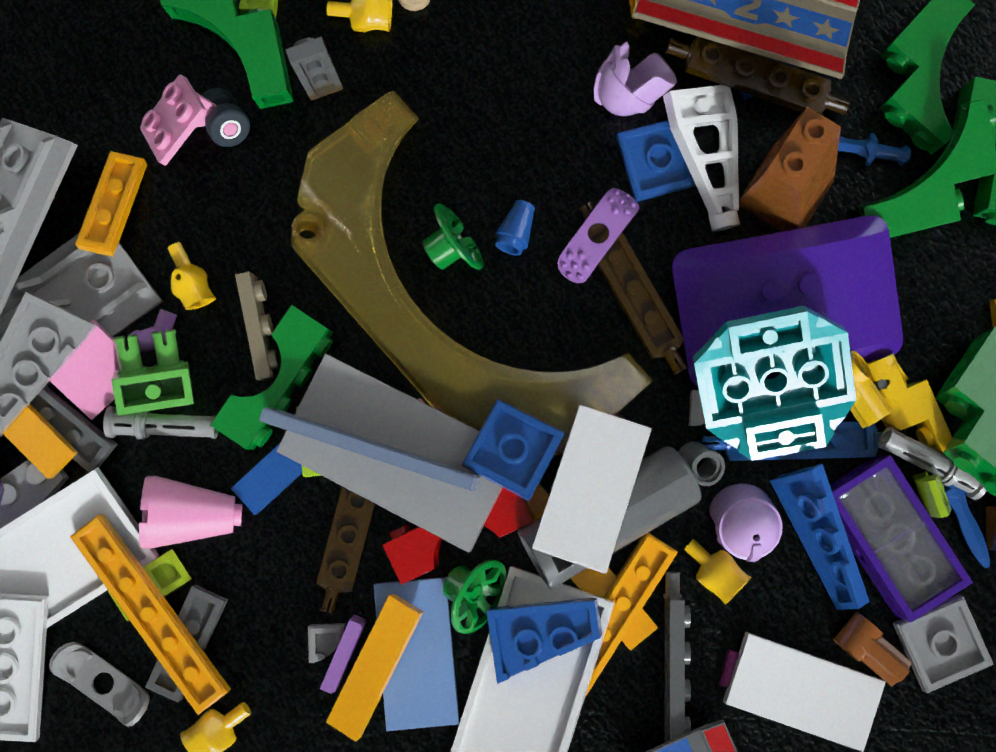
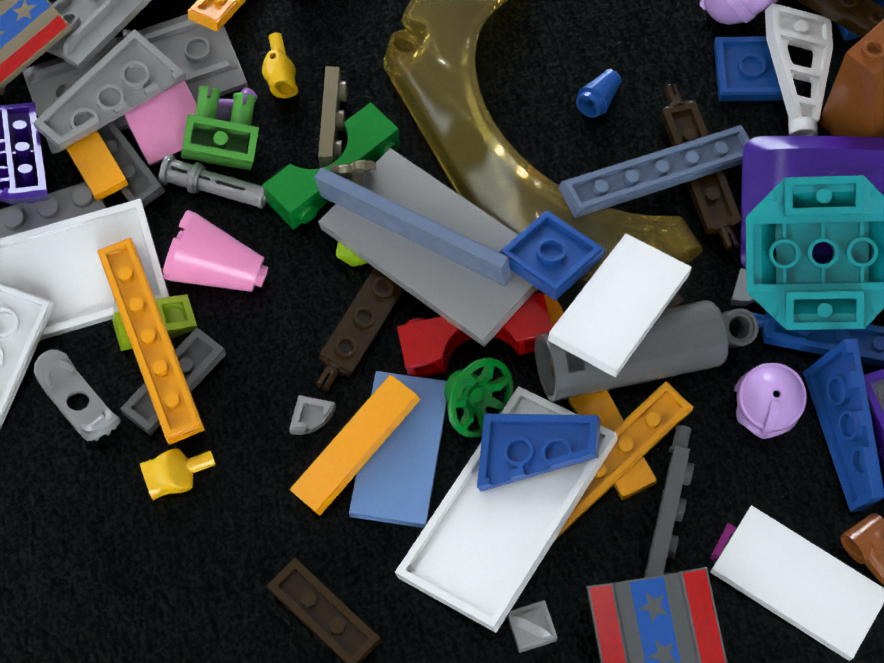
camera: 10 degrees right, 20 degrees down
(266, 480) = (300, 255): blue tile -> none
(296, 396) = (354, 170): none -> dark tan plant
(343, 654) = (327, 426): medium lavender tile -> none
(446, 243) = (531, 88): green wheel -> none
(582, 254) = (658, 124): medium lavender piece -> none
(592, 318) = (654, 172): none -> sand blue tile
(718, 571) = (732, 441): yellow piece -> none

